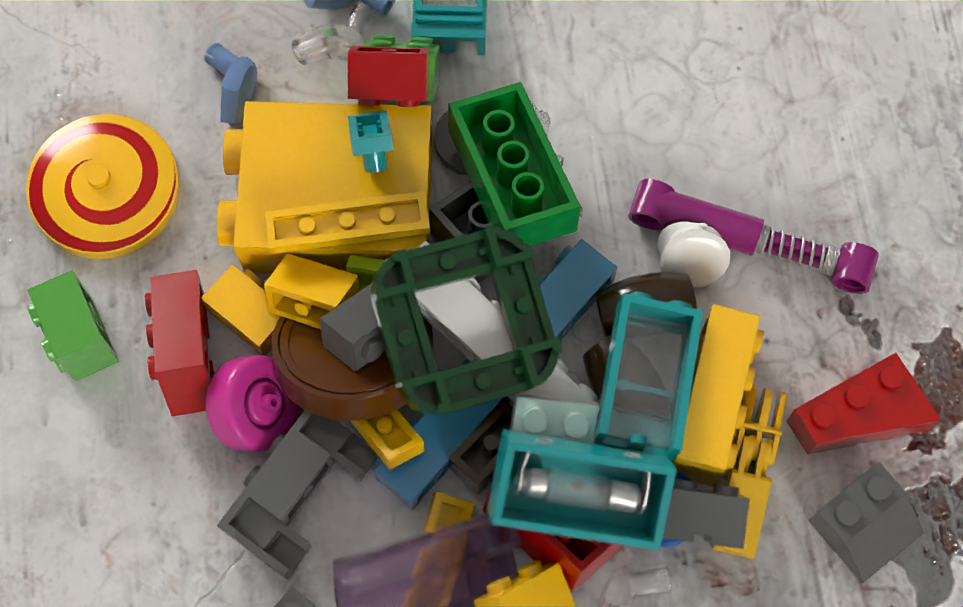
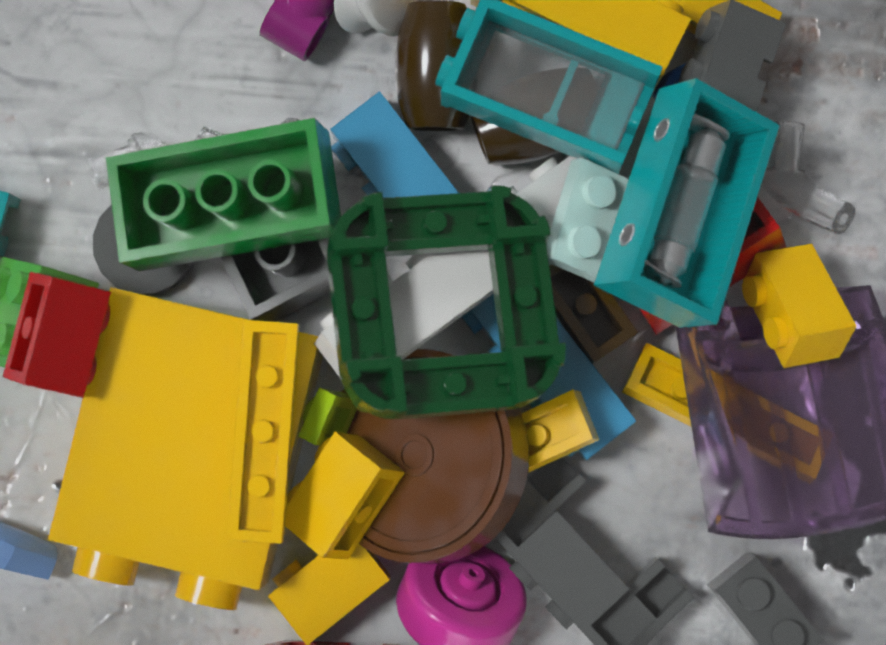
camera: 75 degrees left, 15 degrees up
(353, 331) = (413, 450): dark grey brick -> none
(371, 138) = (150, 376): teal tile -> none

